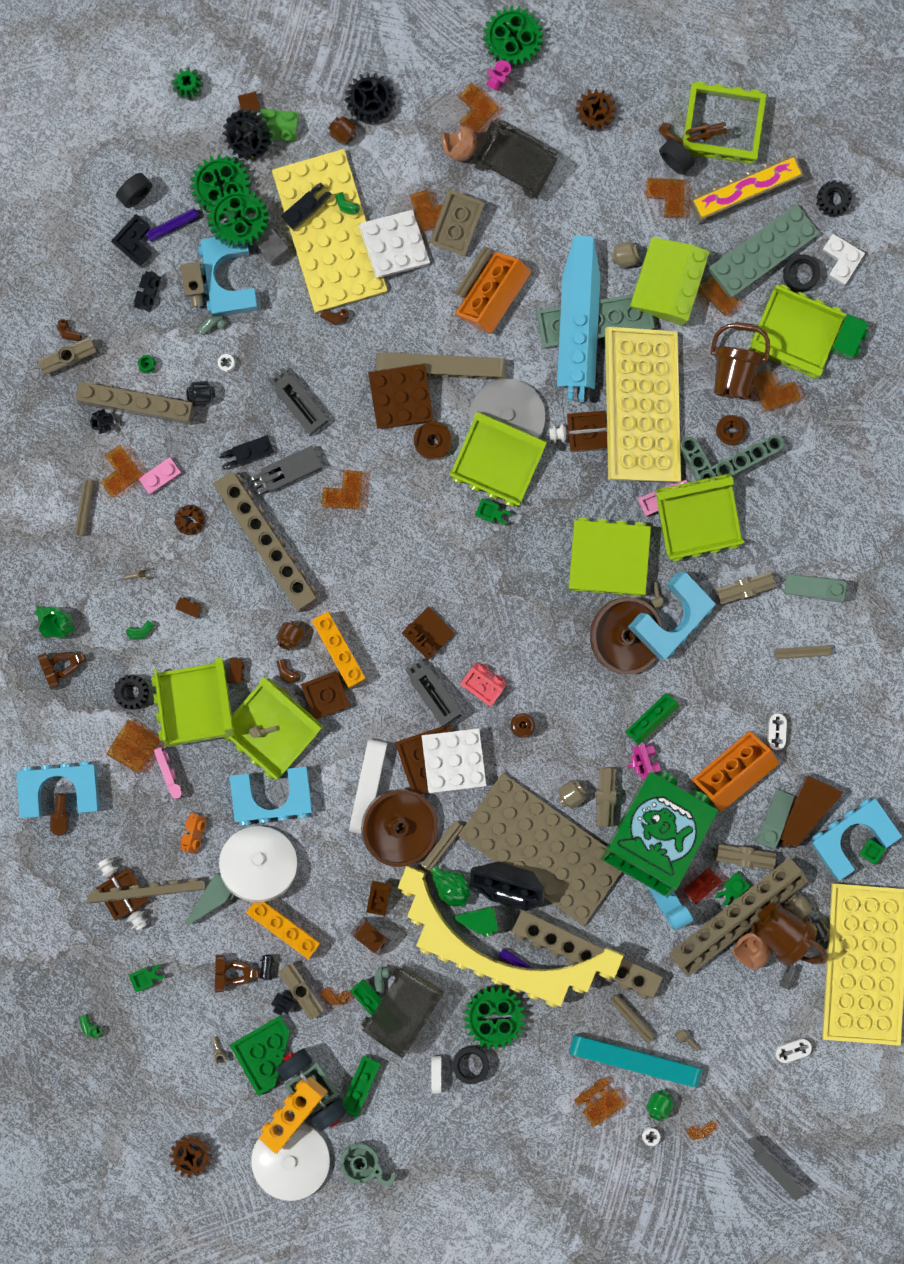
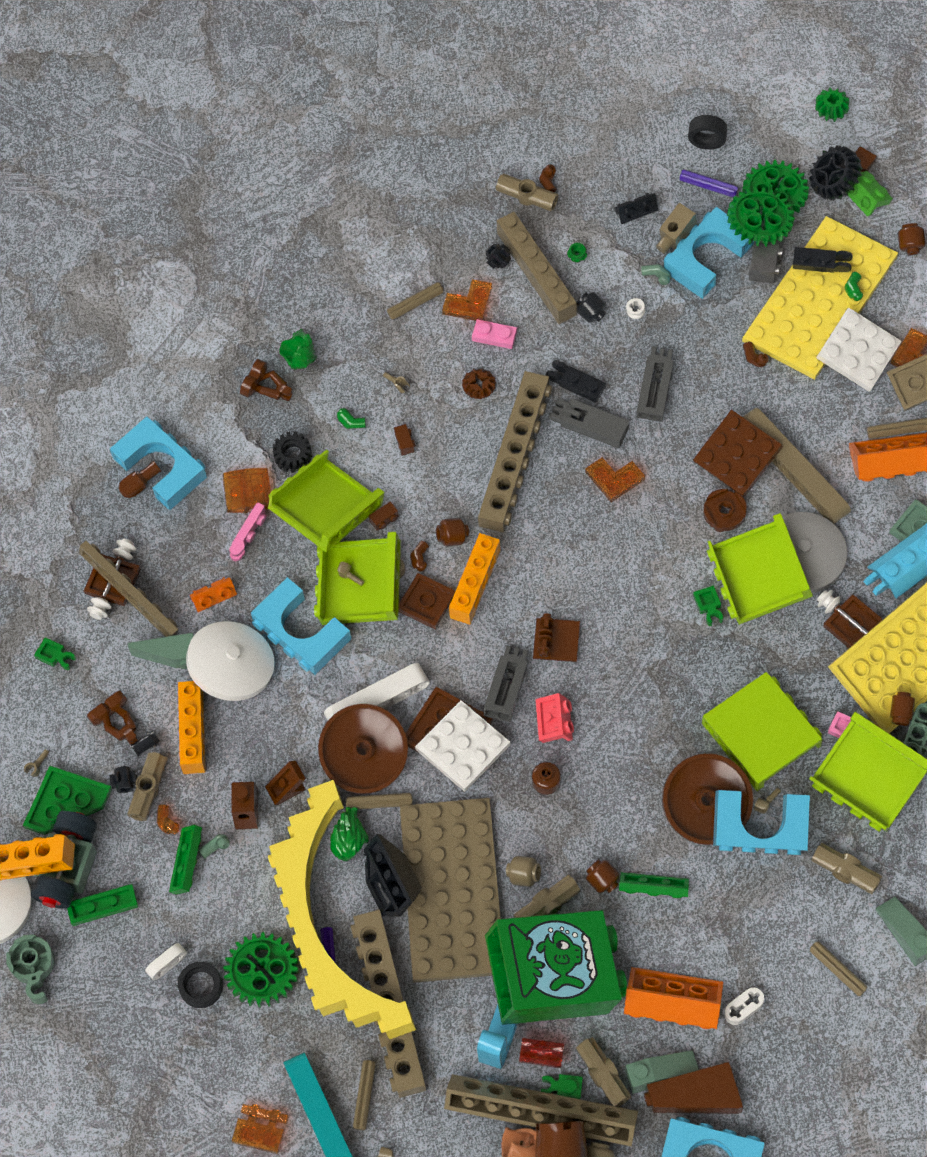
camera: 60 degrees right, 20 degrees down
(128, 240) = (664, 162): black plate -> none
(402, 1010) = (200, 881): clear smoke windscreen -> none
(480, 921) = (339, 880): green slope -> none
(619, 746) = (602, 876): none -> reddish brown head
(641, 761) = (614, 902): dark pink hips -> none
(675, 458) = (902, 709): none -> reddish brown brick

